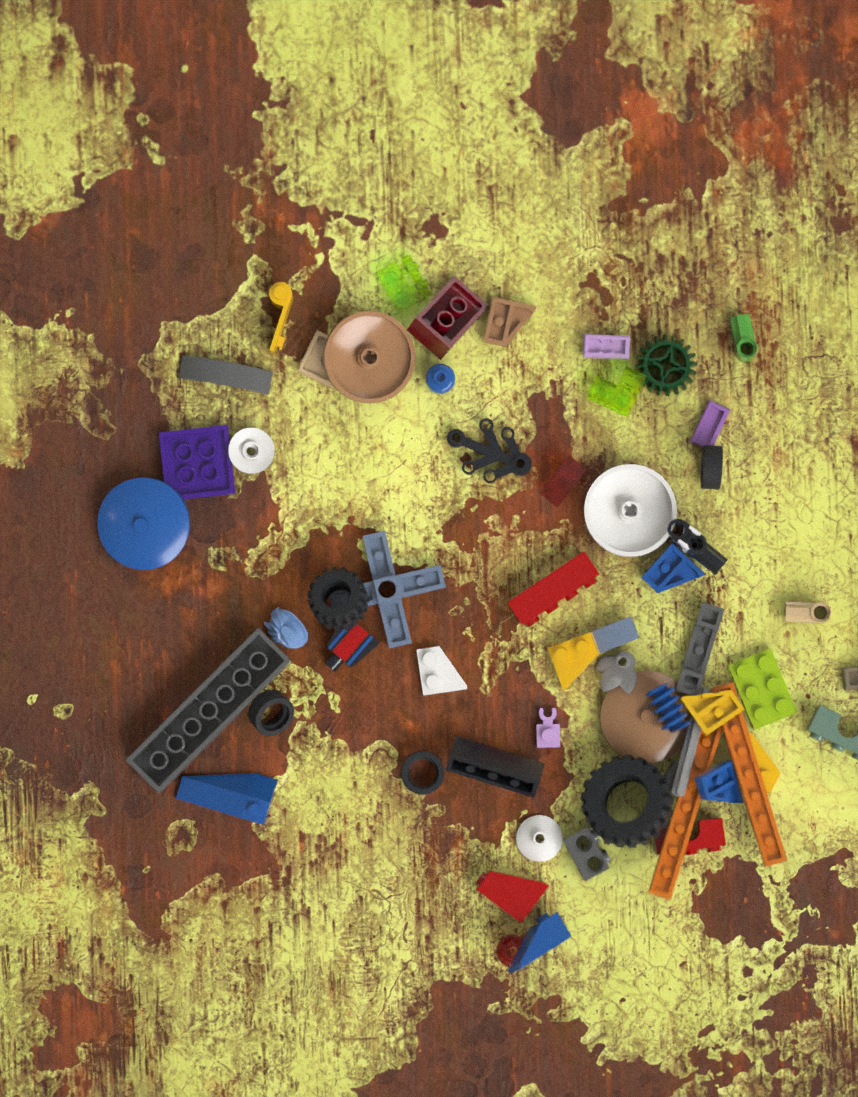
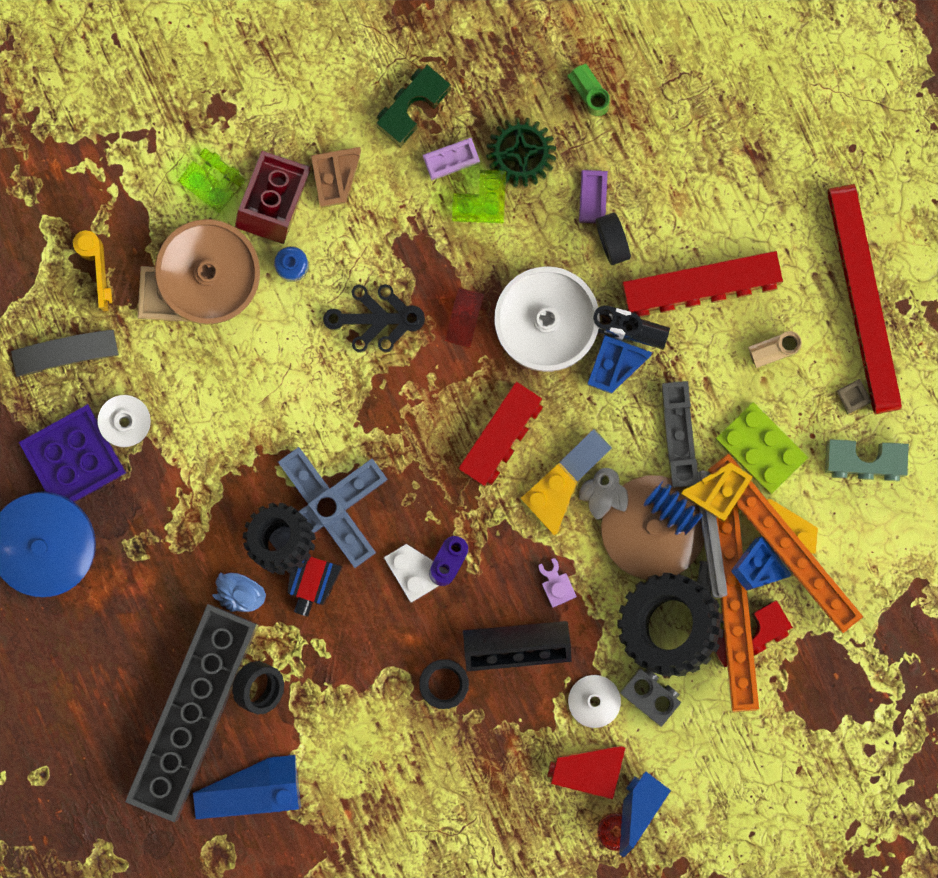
camera: 20 degrees left, 0 degrees up
(468, 673) = (449, 559): none -> dark purple plate
(610, 279) = (425, 87): none -> dark green arch
(769, 534) = (703, 283): none -> red brick

